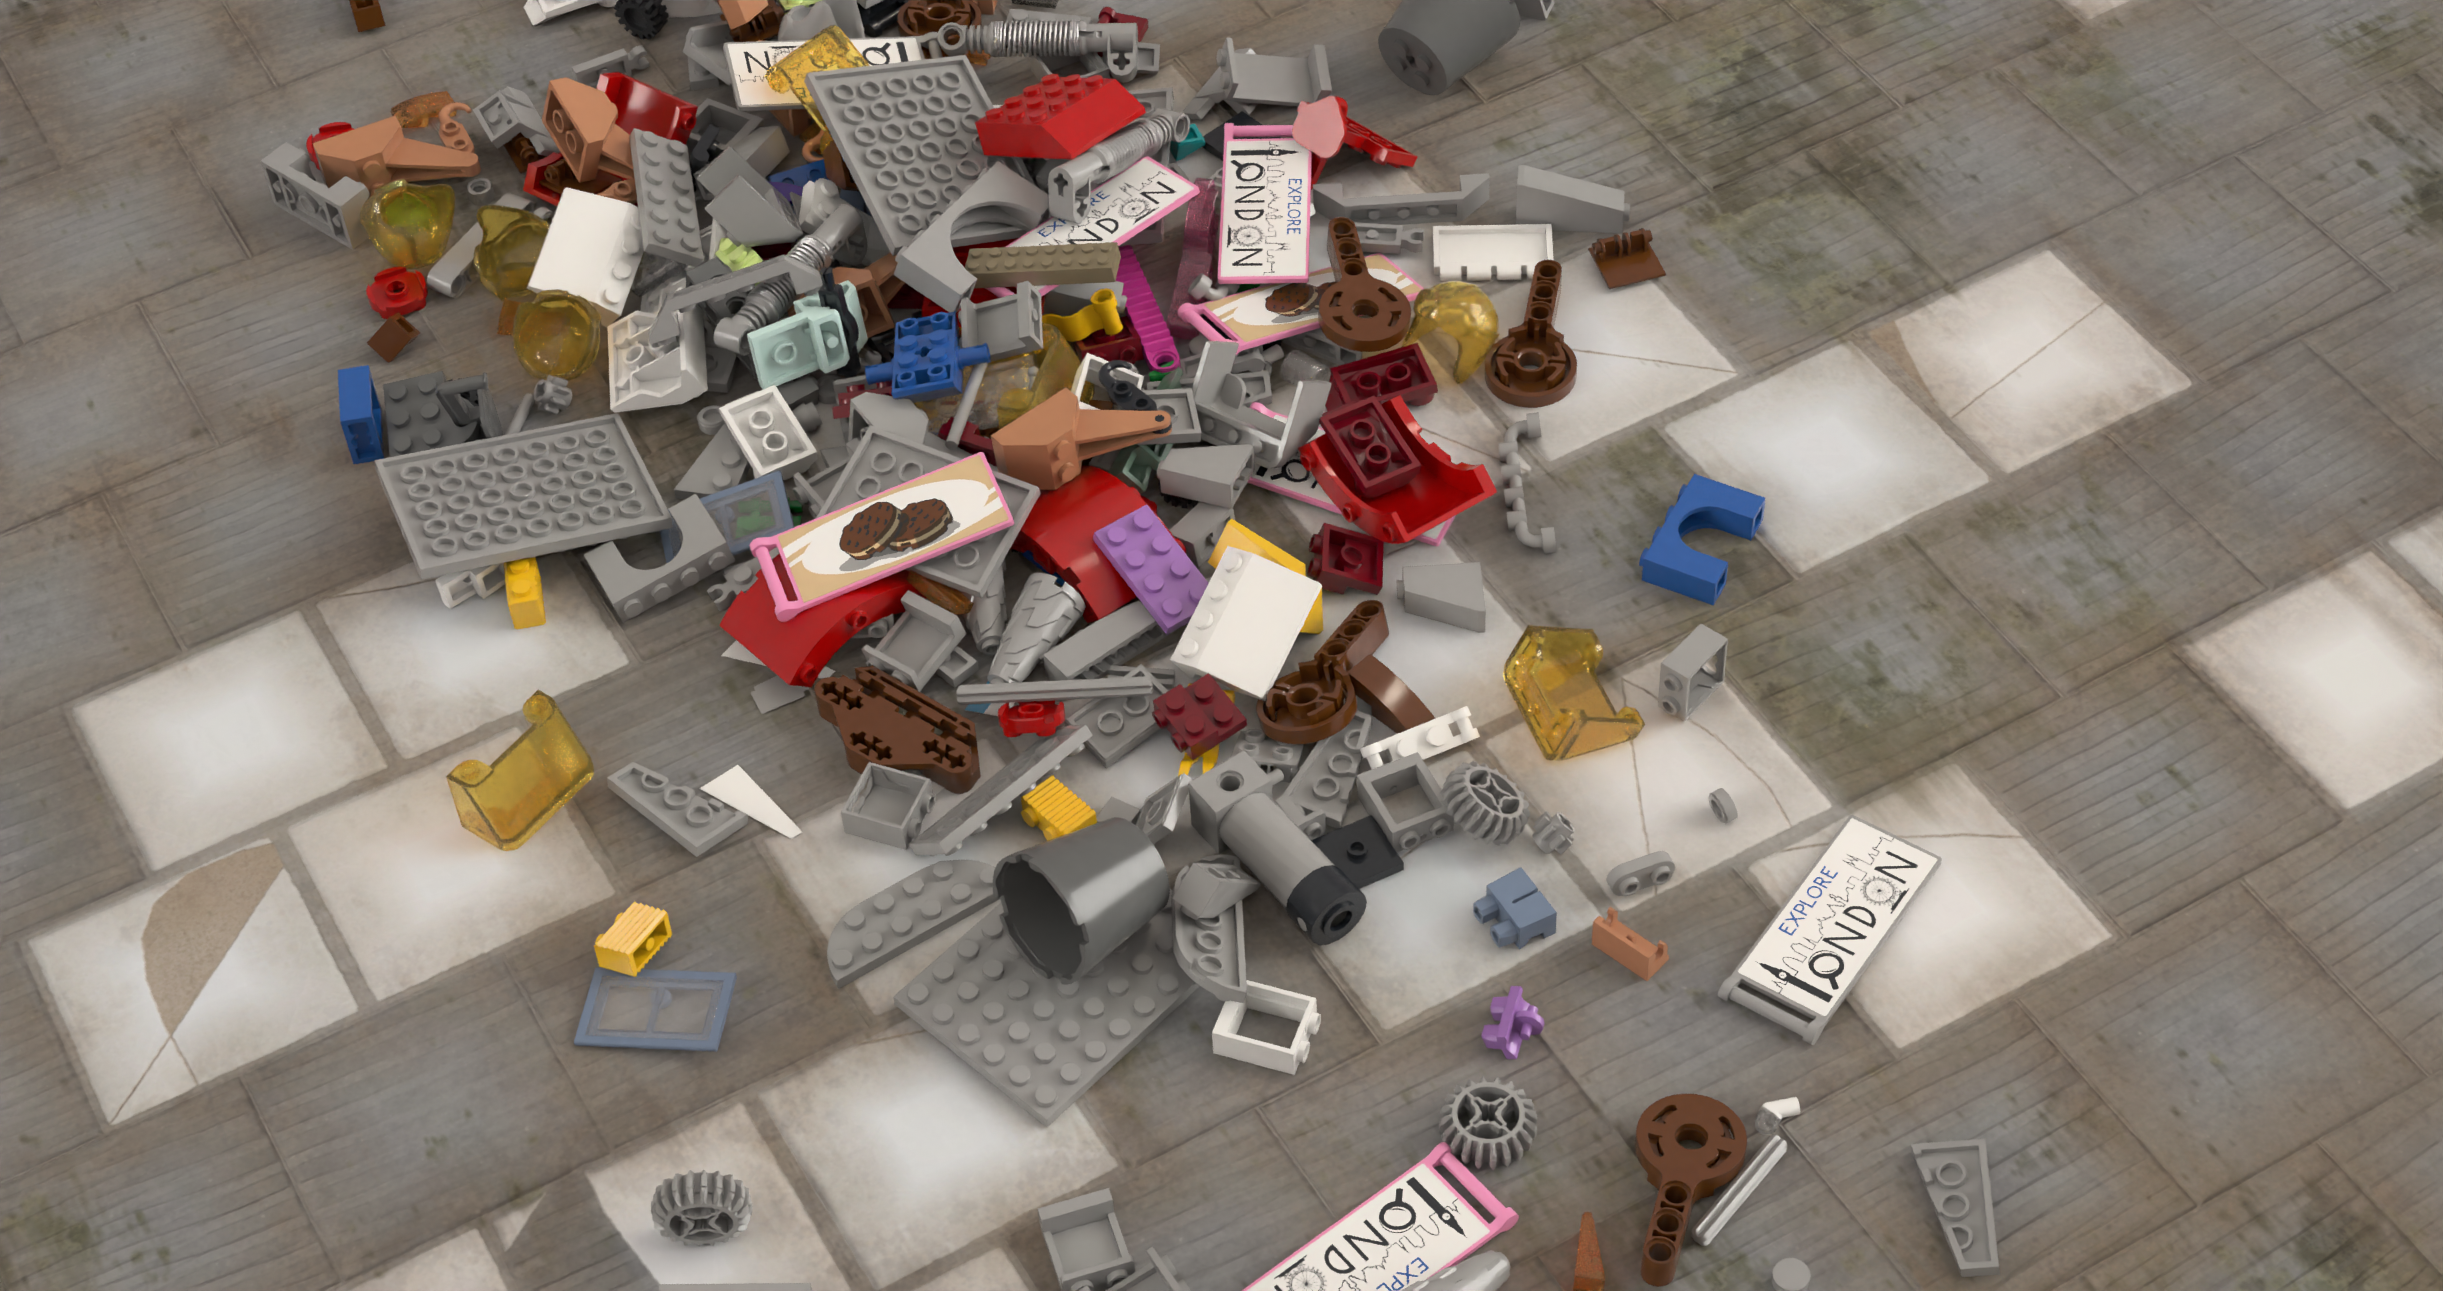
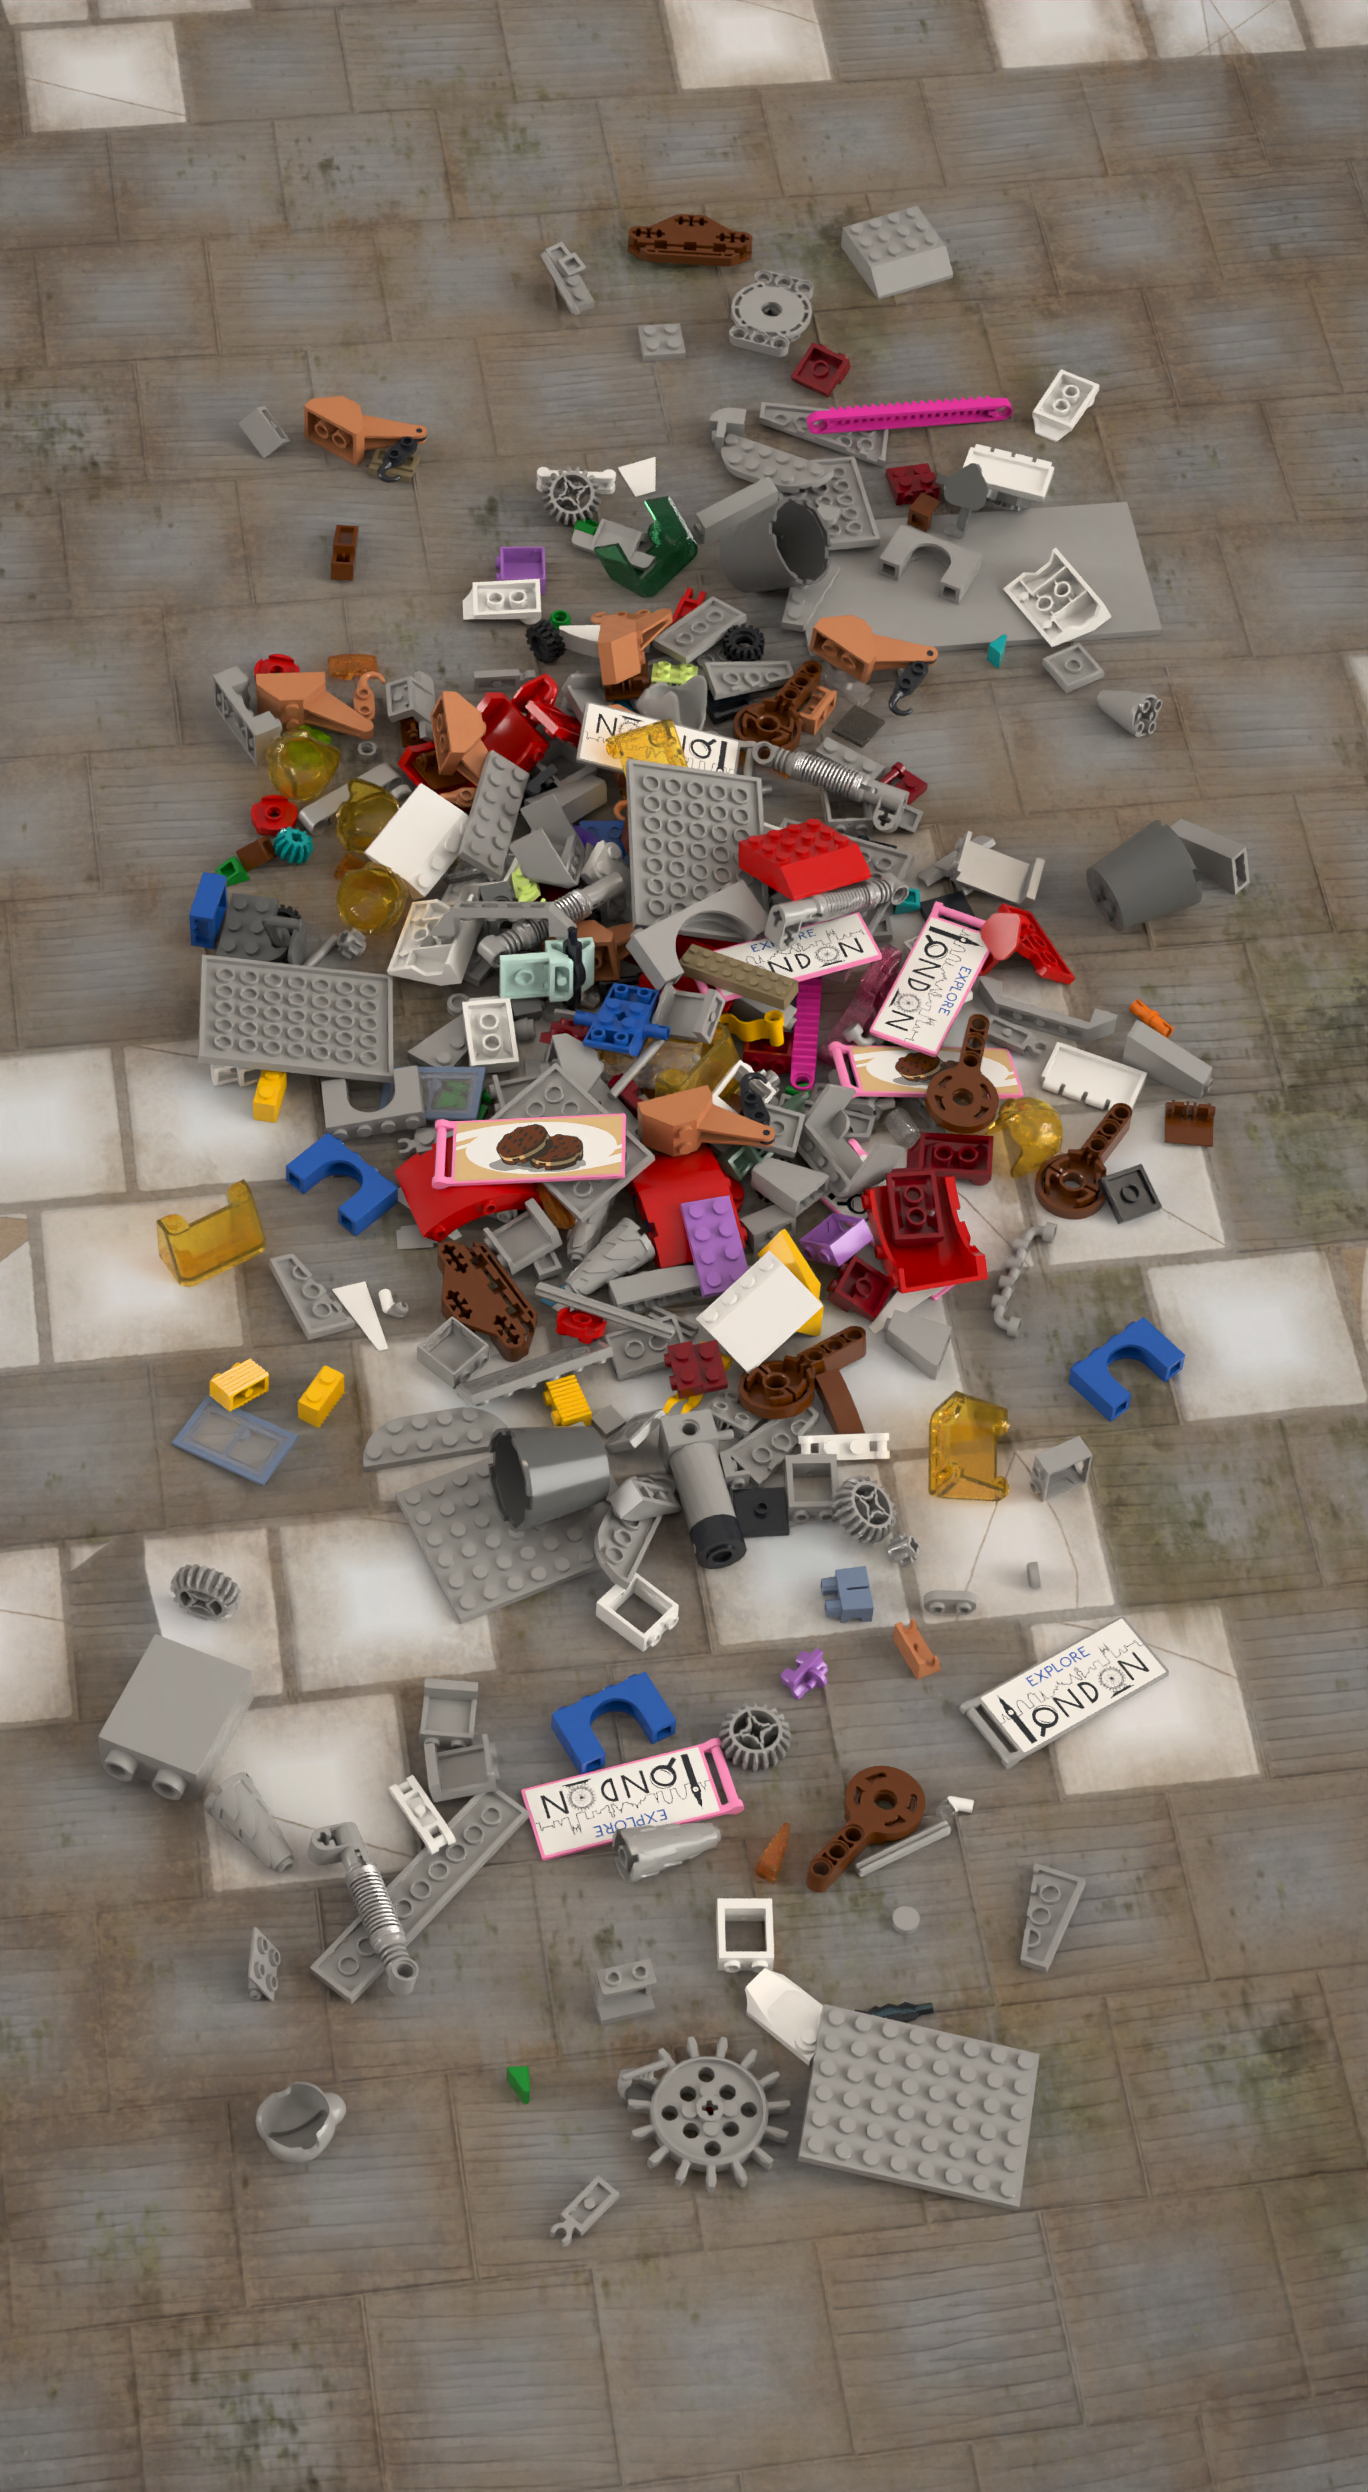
camera: 15 degrees right, 5 degrees up
(378, 366) = (233, 870): none -> green slope
(435, 314) = (293, 845): none -> teal gear
(635, 636) = (332, 1157): none -> blue arch
(666, 71) = (538, 700): none -> red plate
(744, 916) = (321, 1396): none -> yellow brick
(785, 783) = (391, 1308): none -> arm
(1292, 523) = (832, 1243): none -> medium lavender piece
(1312, 1132) = (633, 1696): none -> blue arch
(1400, 556) = (900, 1302): none -> white sticker
(1509, 164) = (1151, 1018): none -> orange pin
(1602, 353) = (1129, 1193): none -> black plate

